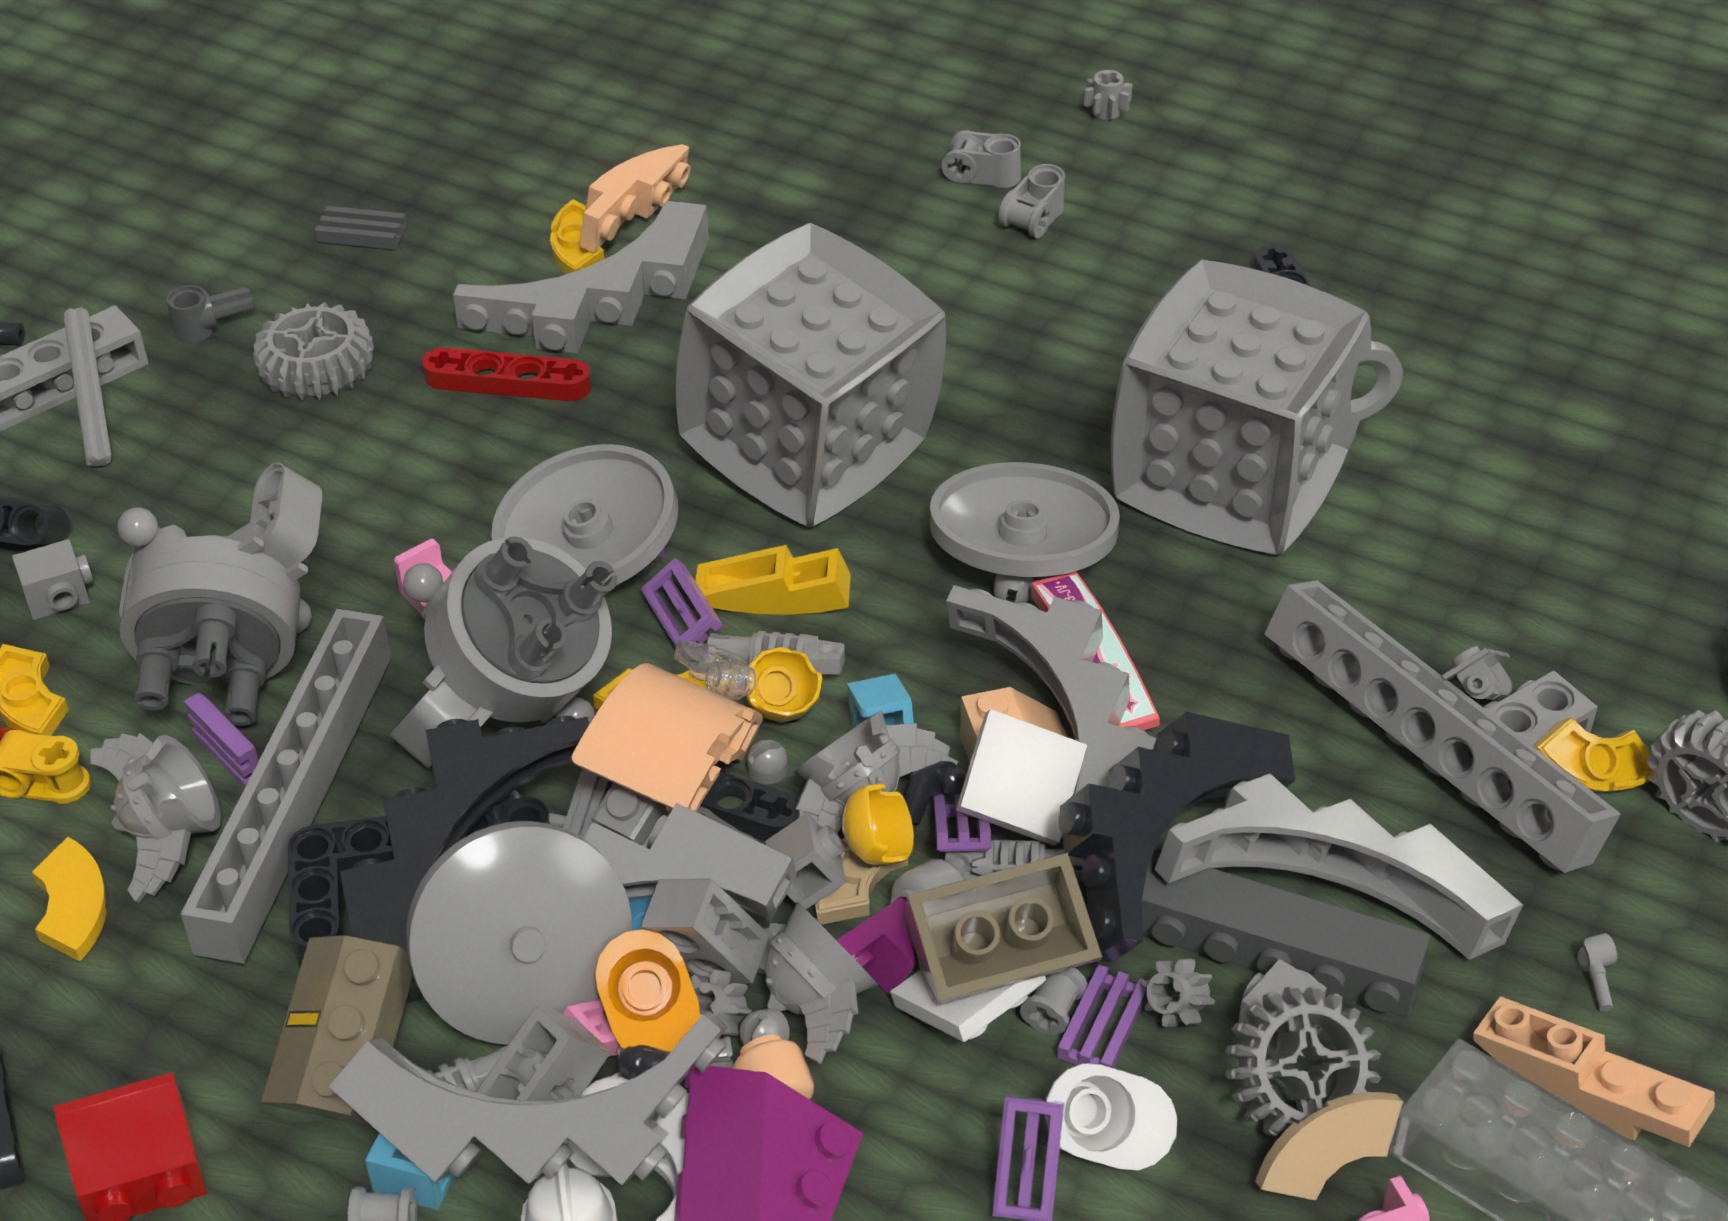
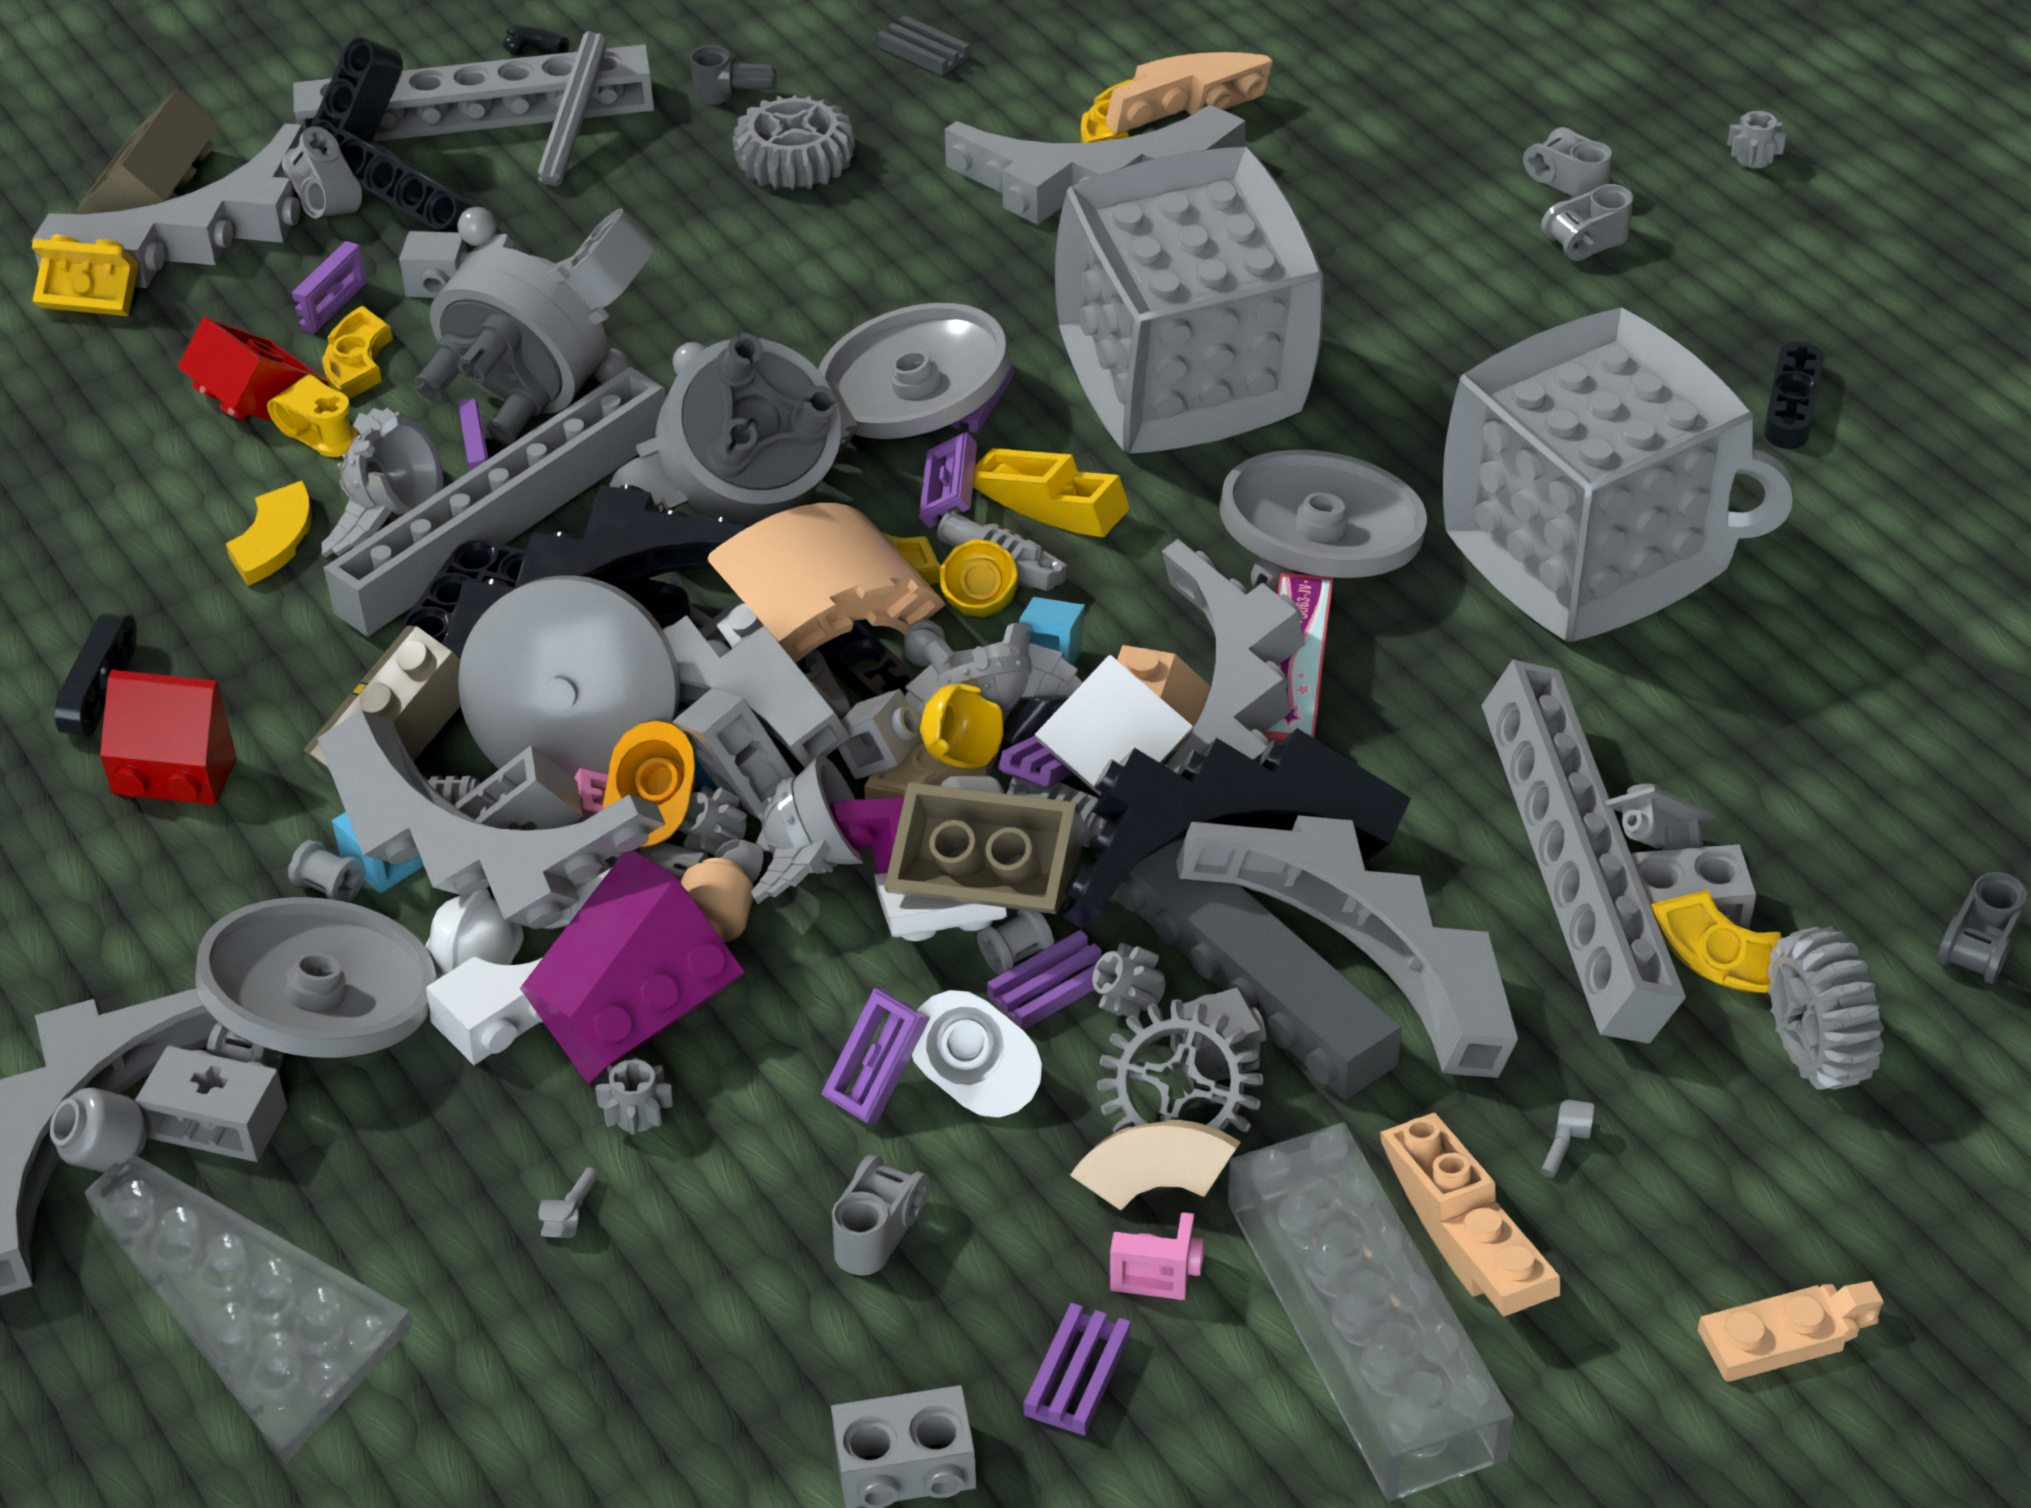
camera: 30 degrees right, 0 degrees up
(568, 380) = (996, 240): red beam -> none
(717, 667) = (925, 539): clear plate -> none

